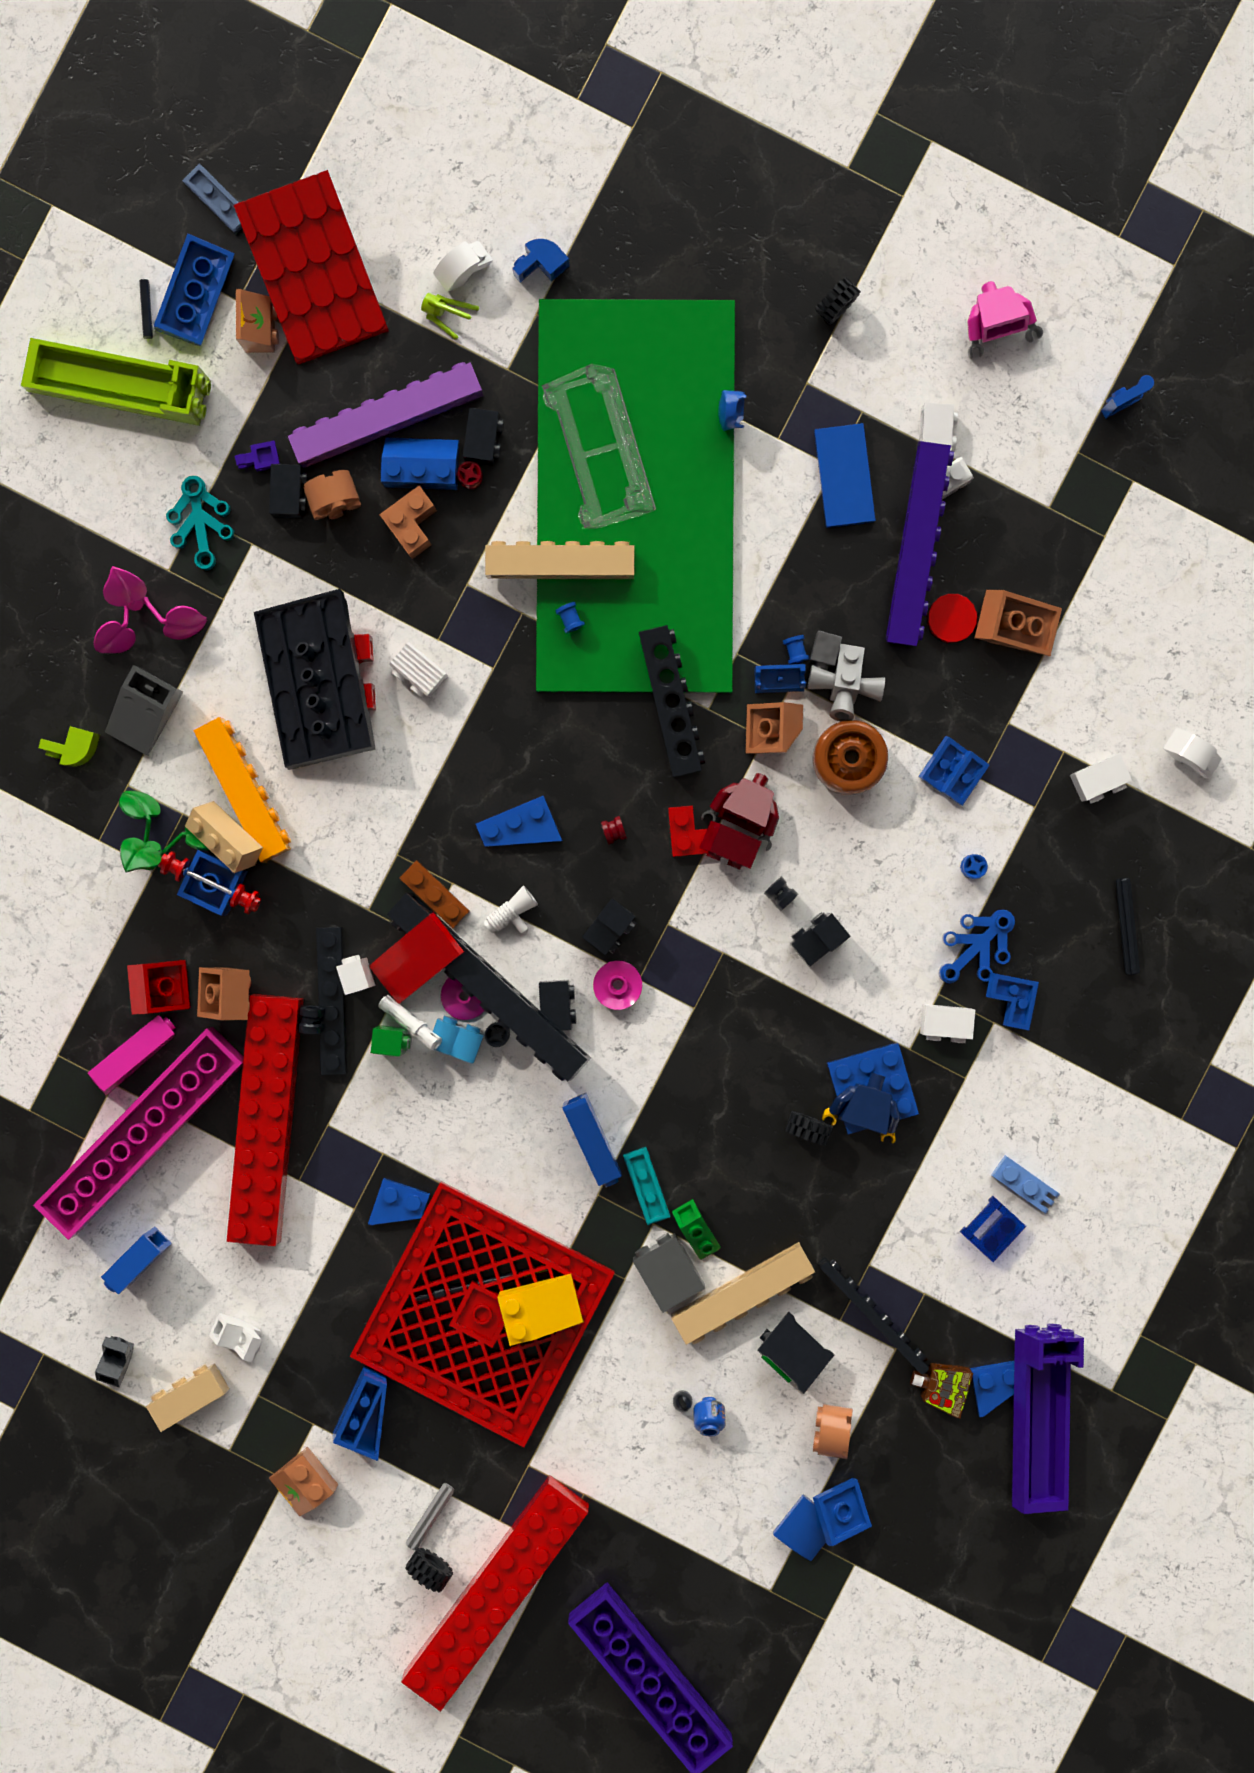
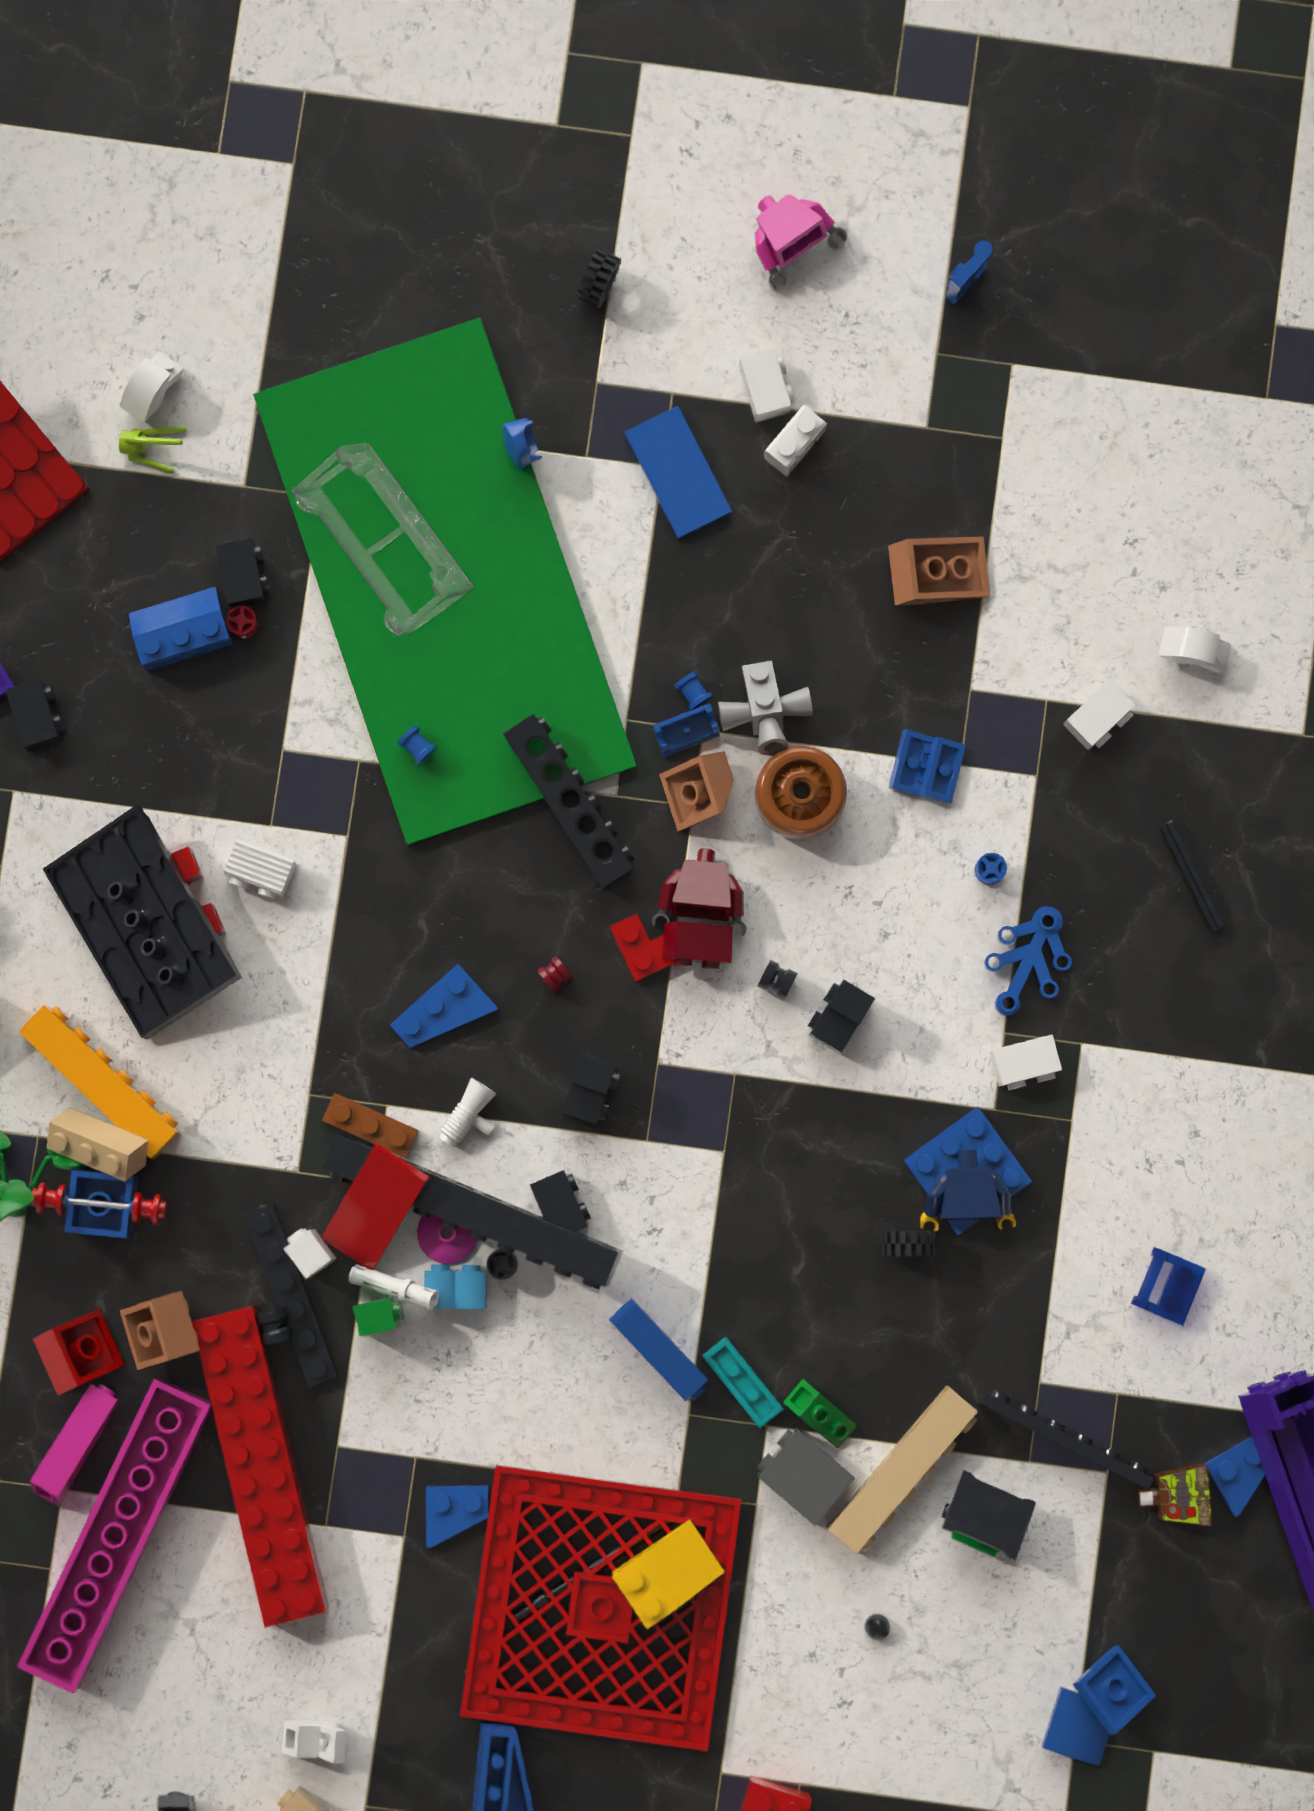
camera: 15 degrees left, 5 degrees down
(135, 1260) = (163, 1691): blue brick -> none
(331, 495) = (89, 700): nougat brick -> none
(385, 415) = (120, 587): medium lavender brick -> none
(404, 519) = (183, 699): nougat brick -> none
(541, 254) = (241, 342): blue brick -> none
(559, 561) = (383, 684): tan brick -> none
(620, 998) = (623, 1138): dark pink dish -> none
(709, 1416) = (915, 1632): blue head -> none
(825, 650) = (727, 679): flat silver brick -> none
(834, 1431) = (1068, 1594): nougat brick -> none
(918, 542) = (790, 521): dark purple brick -> none
(952, 618) = (861, 592): red tile -> none
(1020, 997) = (1100, 1002): blue plate -> none
(1024, 1183) = (1186, 1219): medium blue hinge -> none

